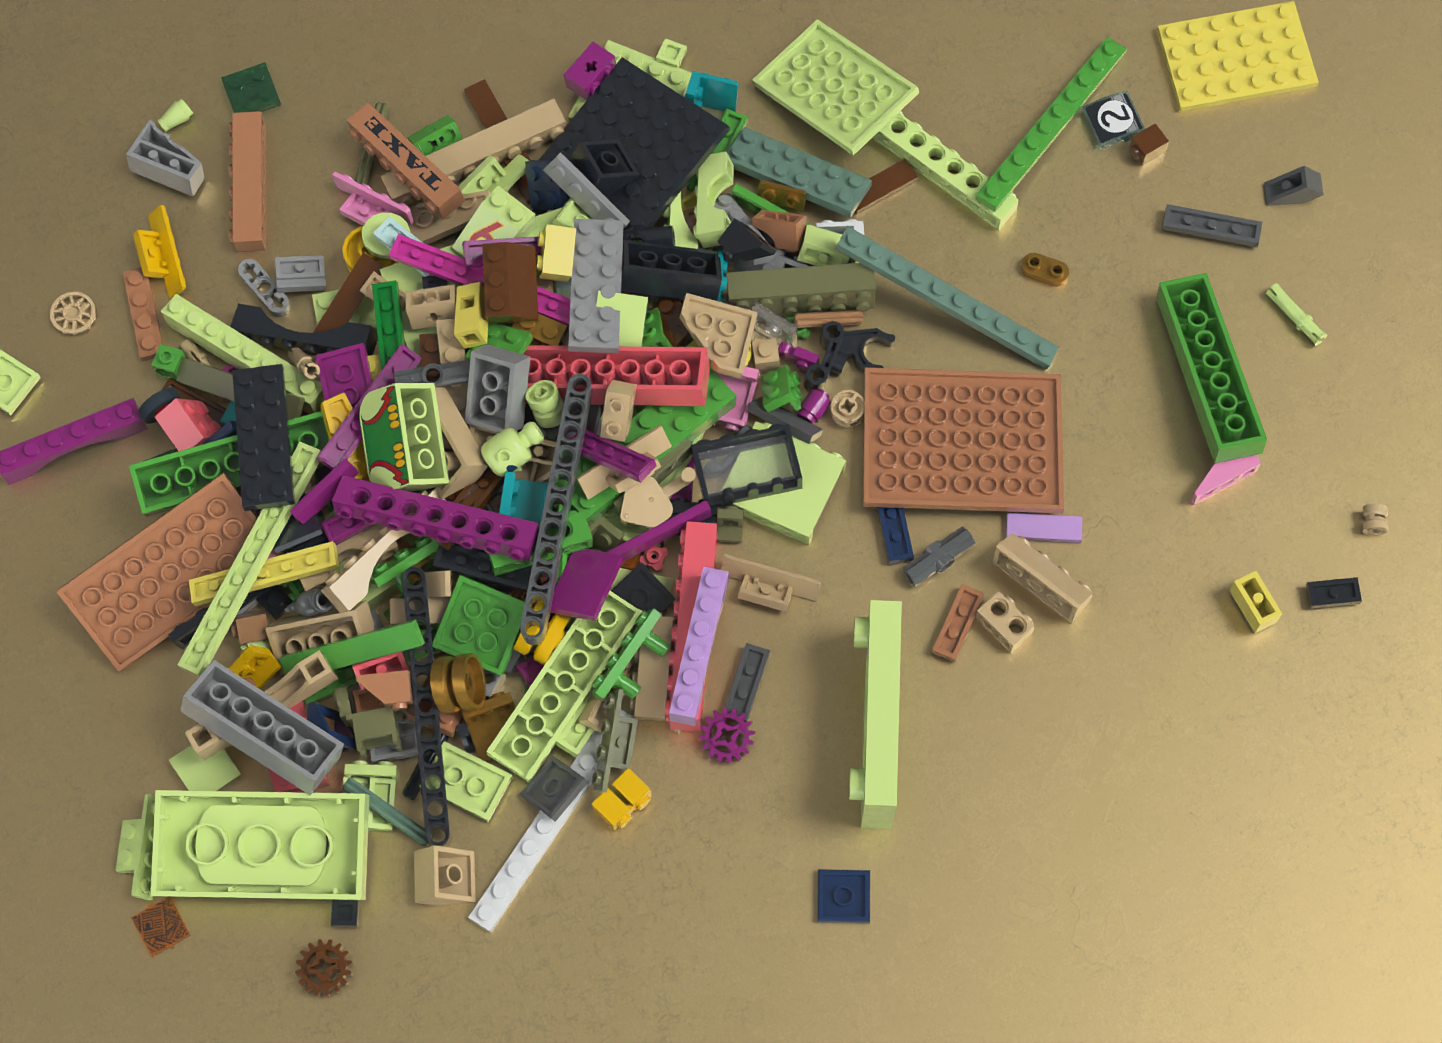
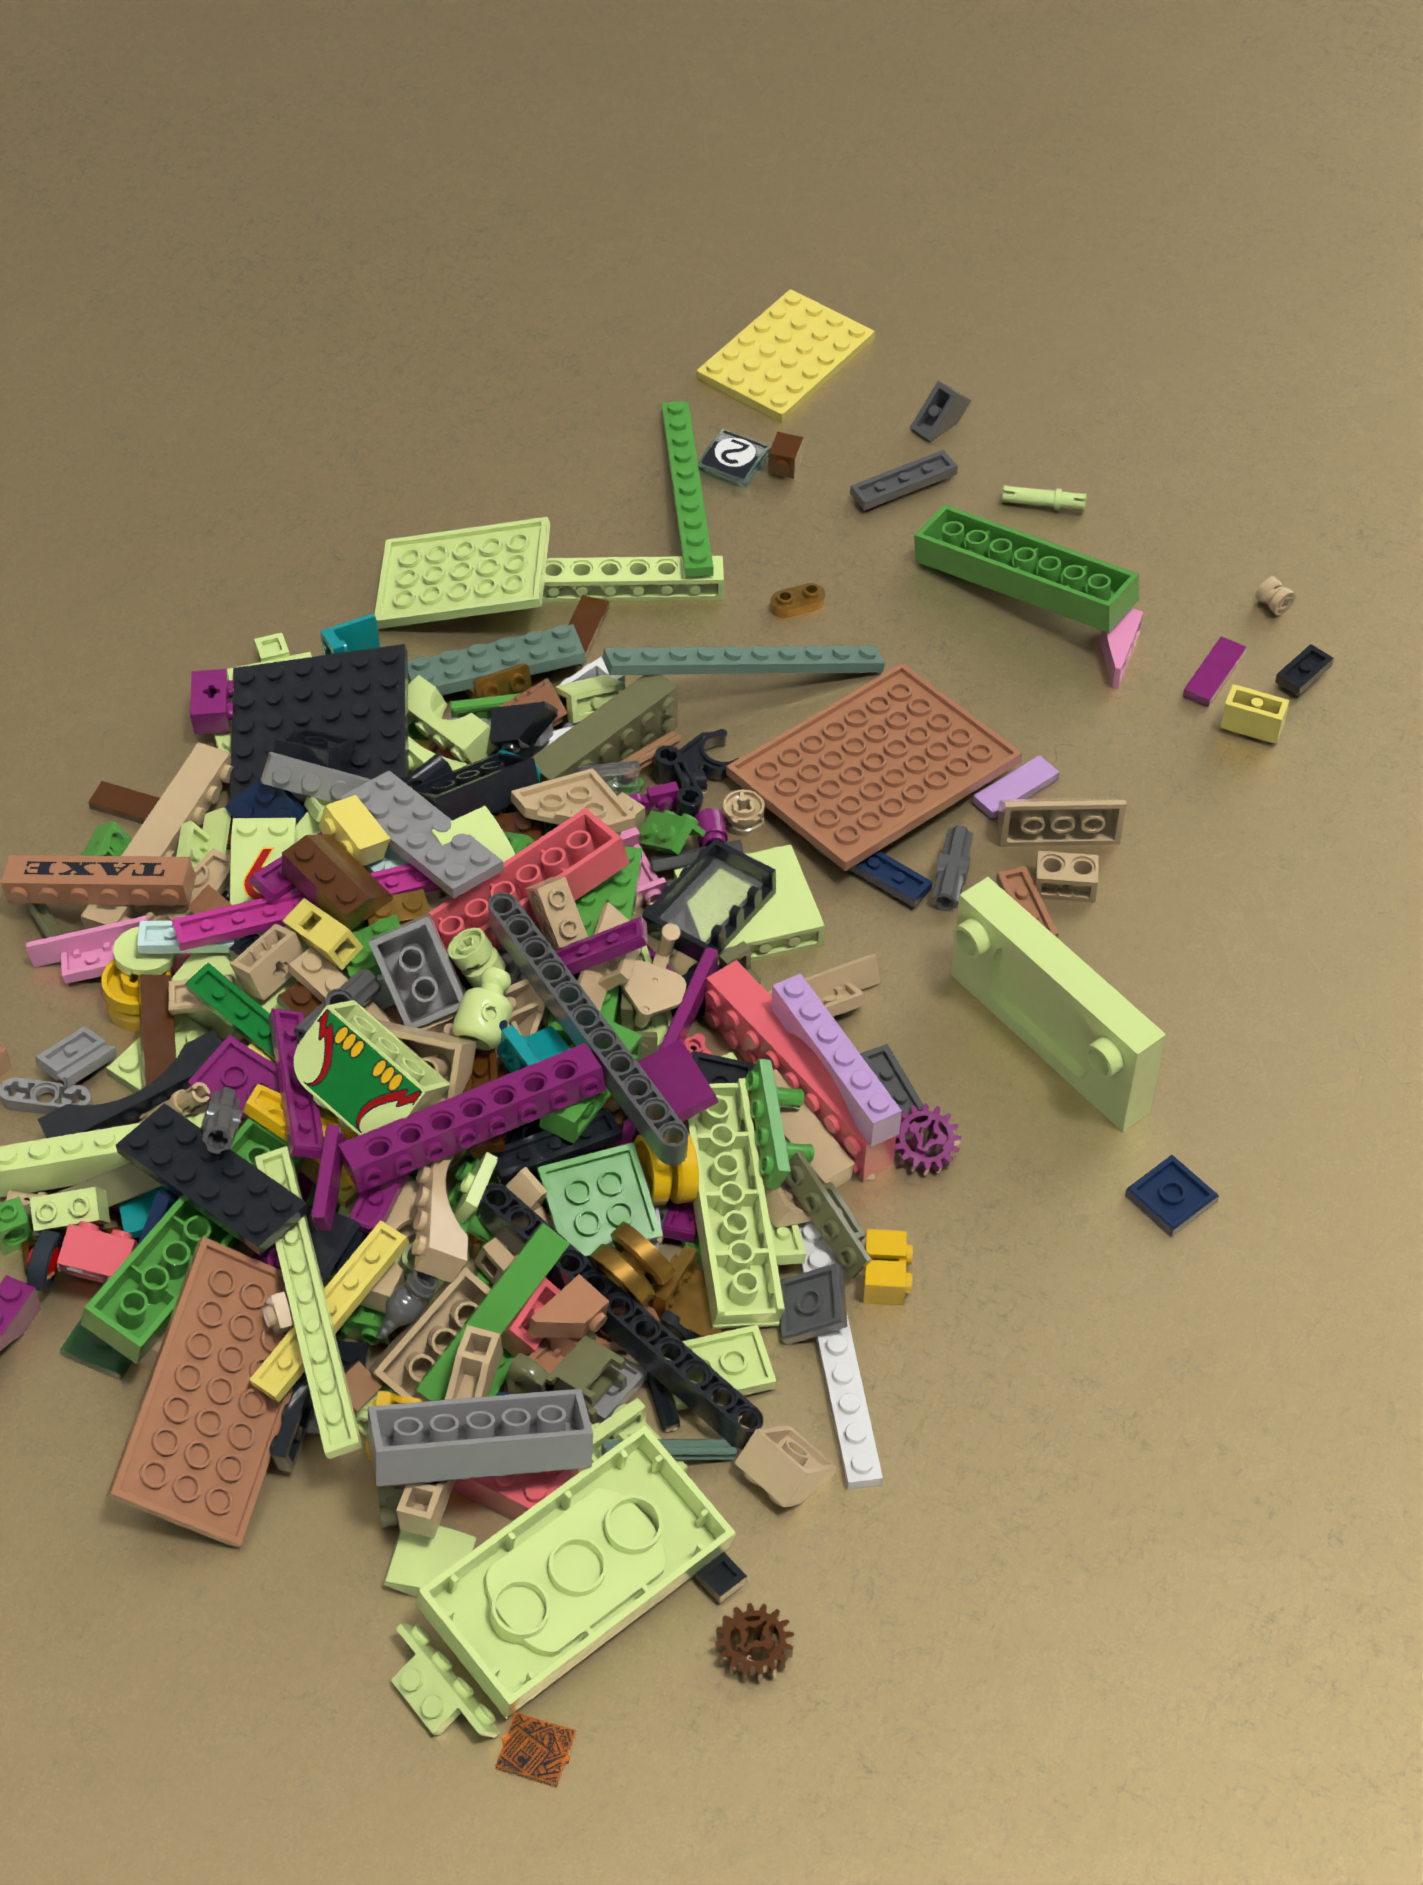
camera: 45 degrees left, 20 degrees down
(196, 384) = (59, 1209): none -> yellowish green brick
(231, 551) = (278, 1313): none -> tan plate
(297, 403) = (221, 1120): none -> dark grey piece
(405, 561) = (474, 1187): none -> yellowish green plate
(447, 232) = (208, 900): none -> nougat tile
(1272, 544) = (1214, 671): none -> magenta tile

